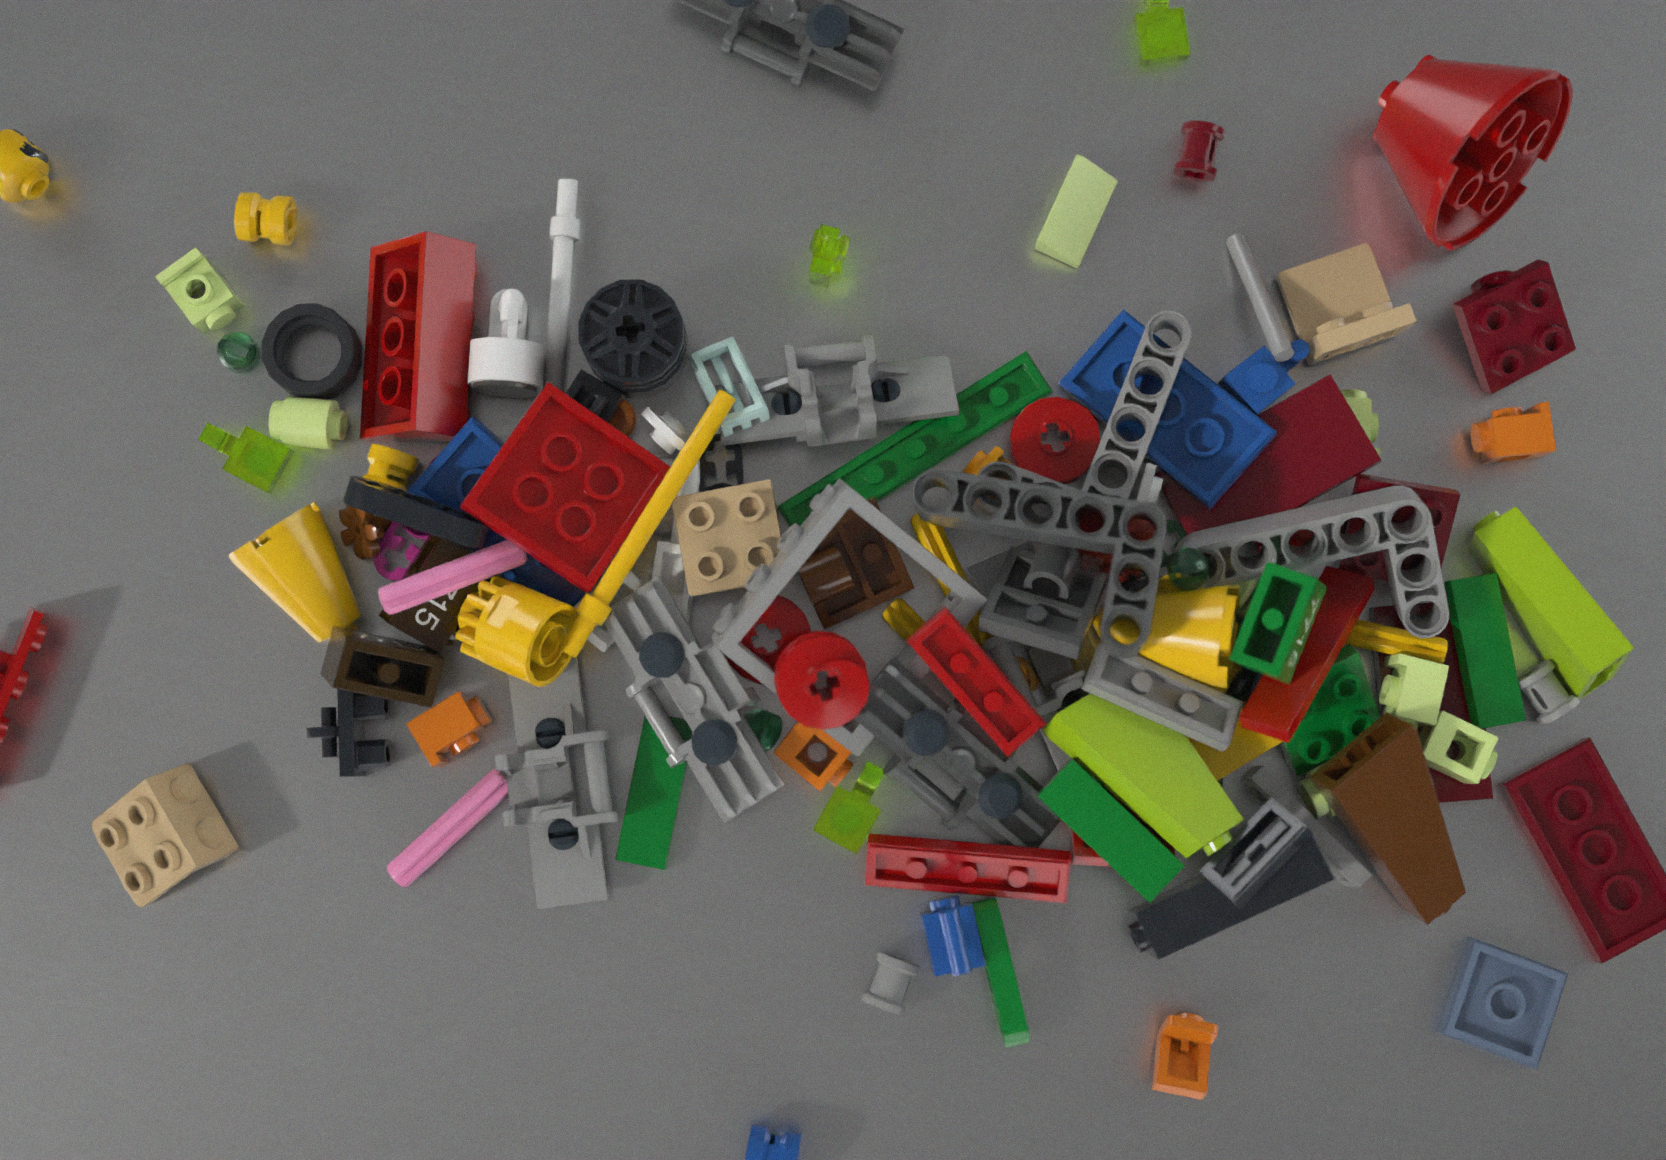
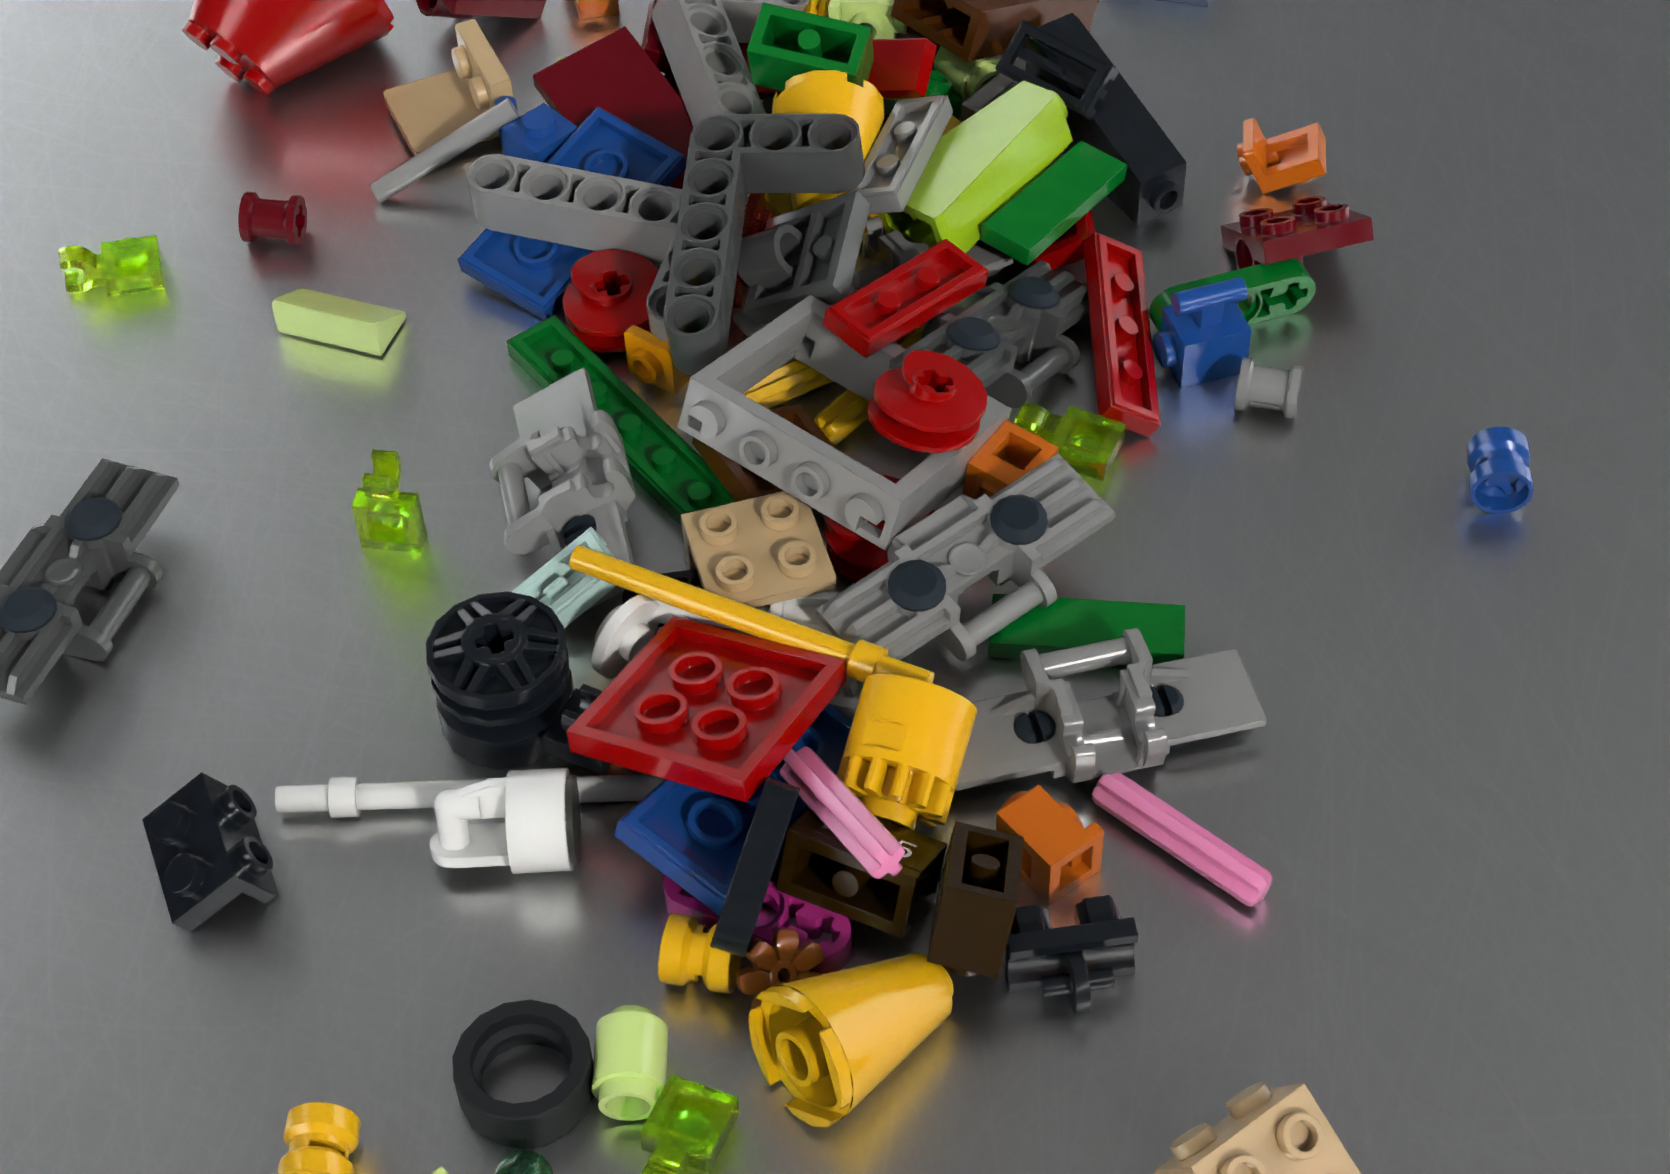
camera: 90 degrees left, 35 degrees down
(418, 339) = (479, 937): red slope -> none
(524, 137) = (208, 850): none -> black bracket
(1067, 1043) = (1302, 231): none -> dark red plate

